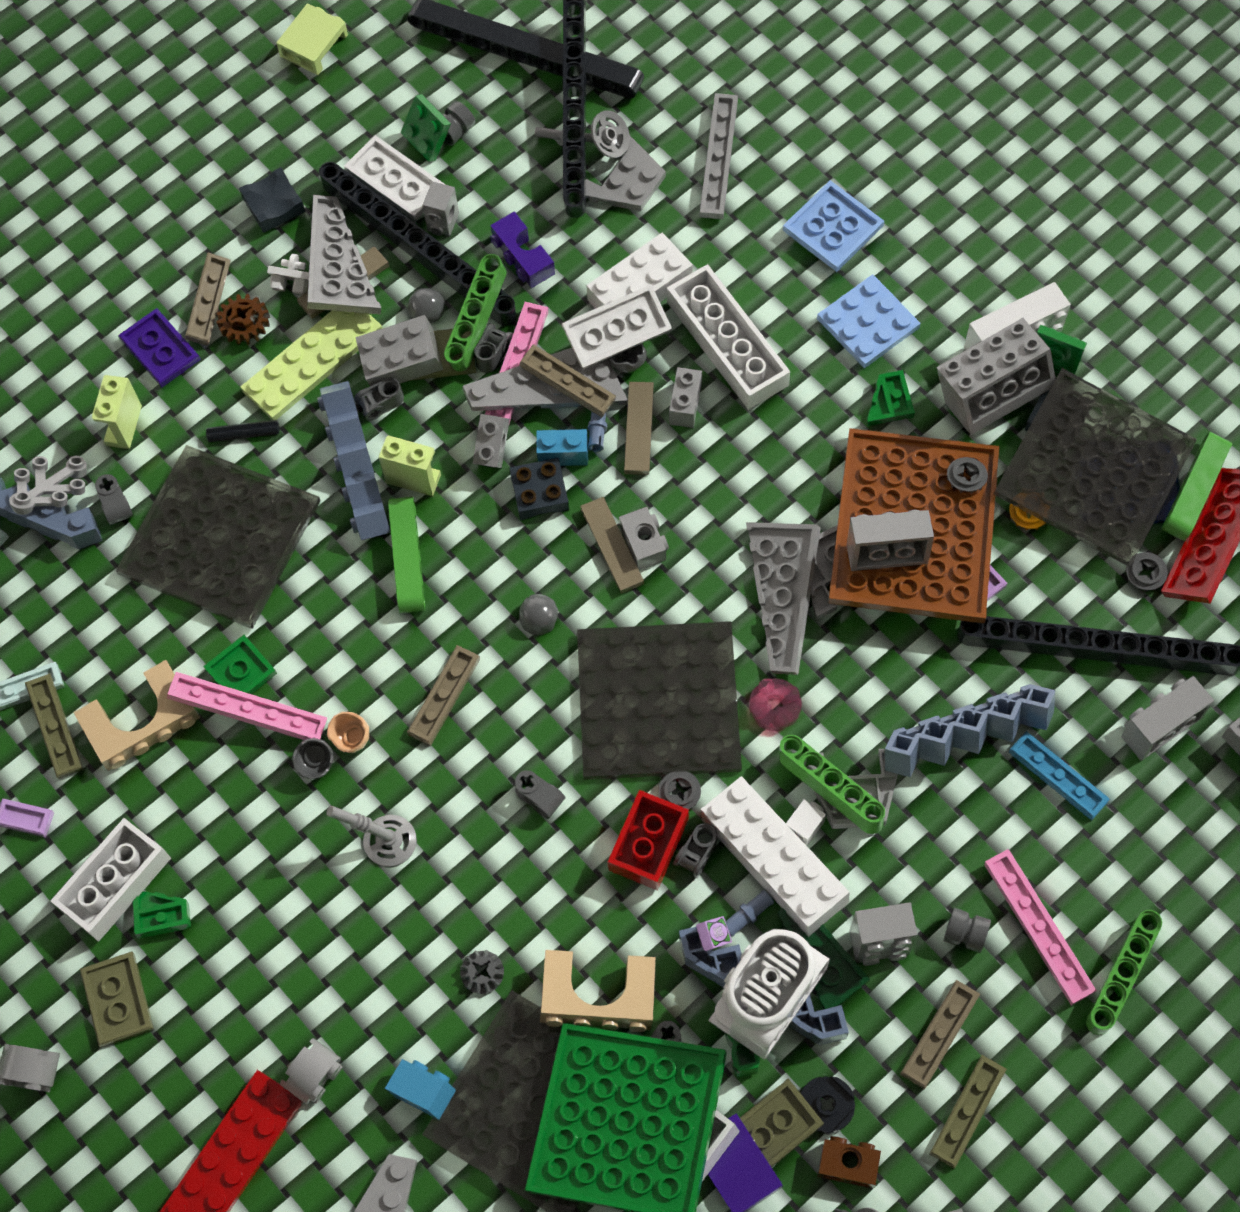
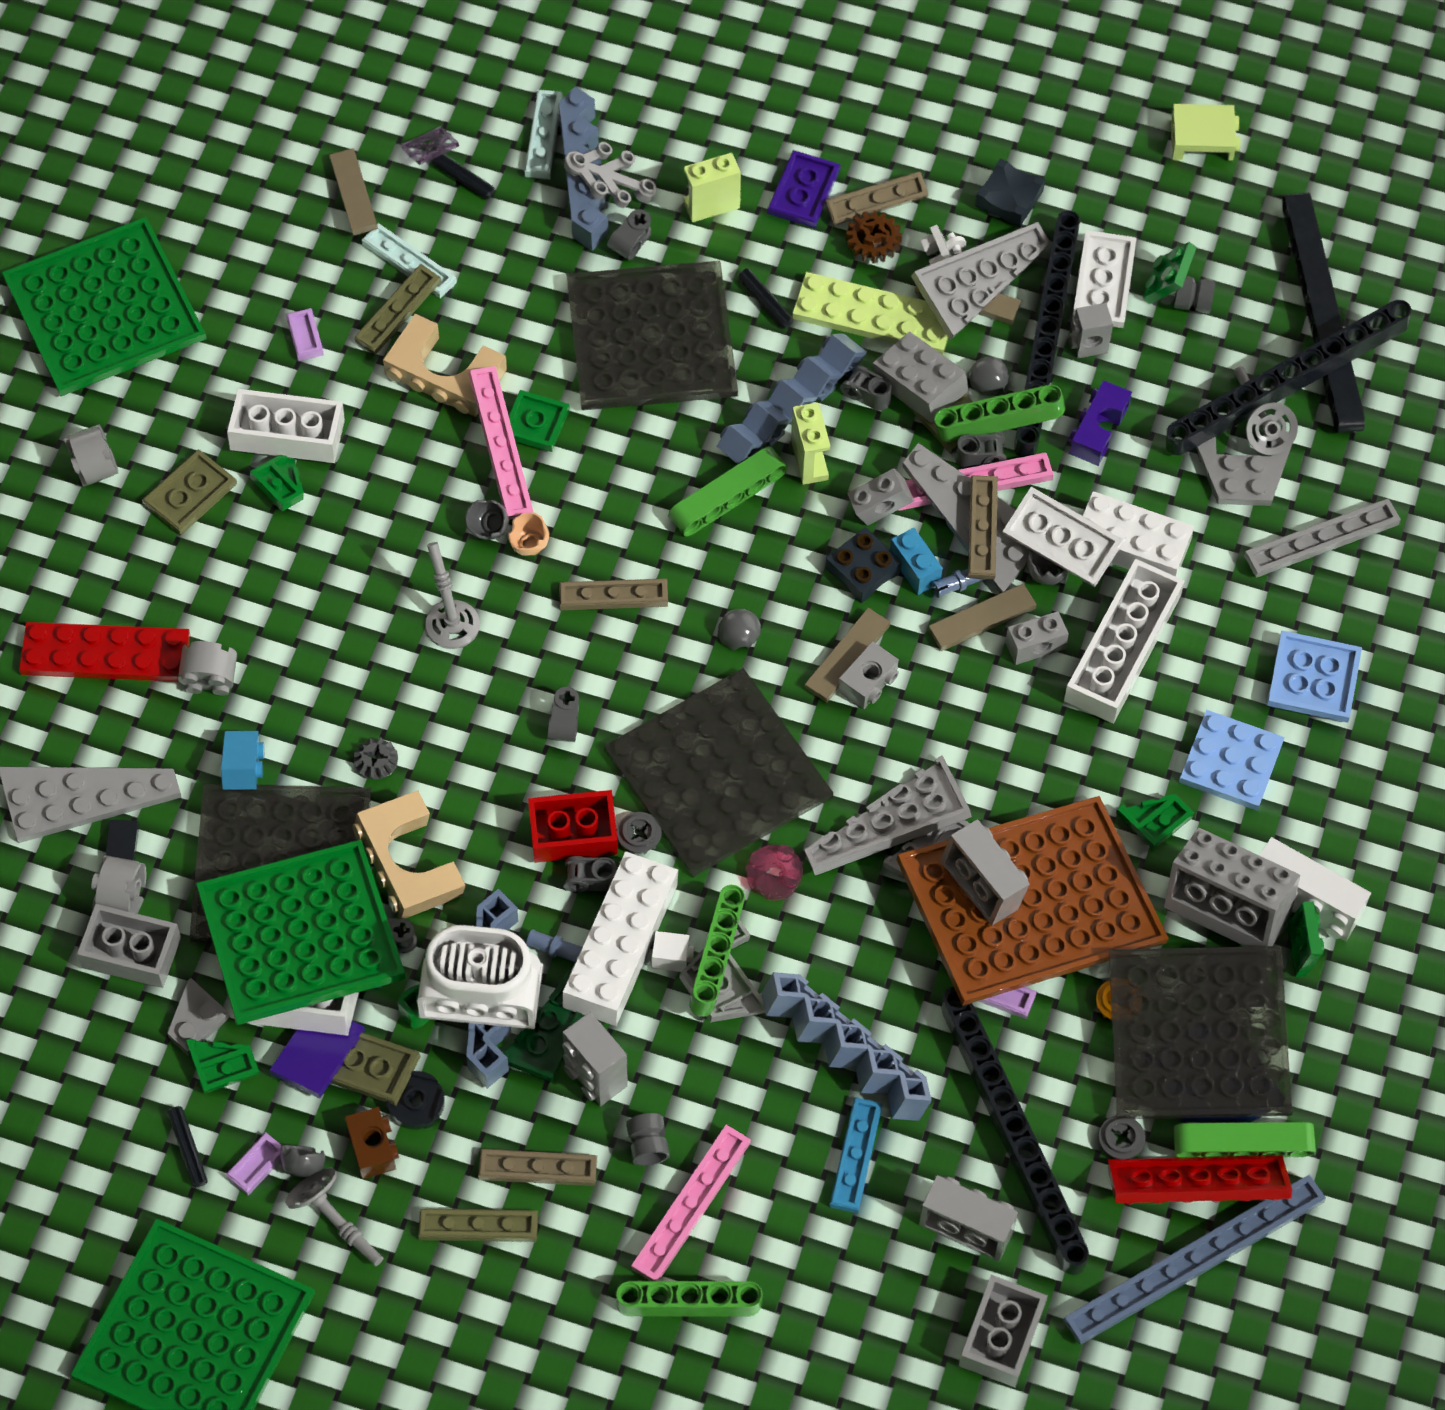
camera: 55 degrees right, 5 degrees down
(713, 933) = (512, 916): lavender tile -> none
(973, 468) = (1112, 908): dark grey gear -> none

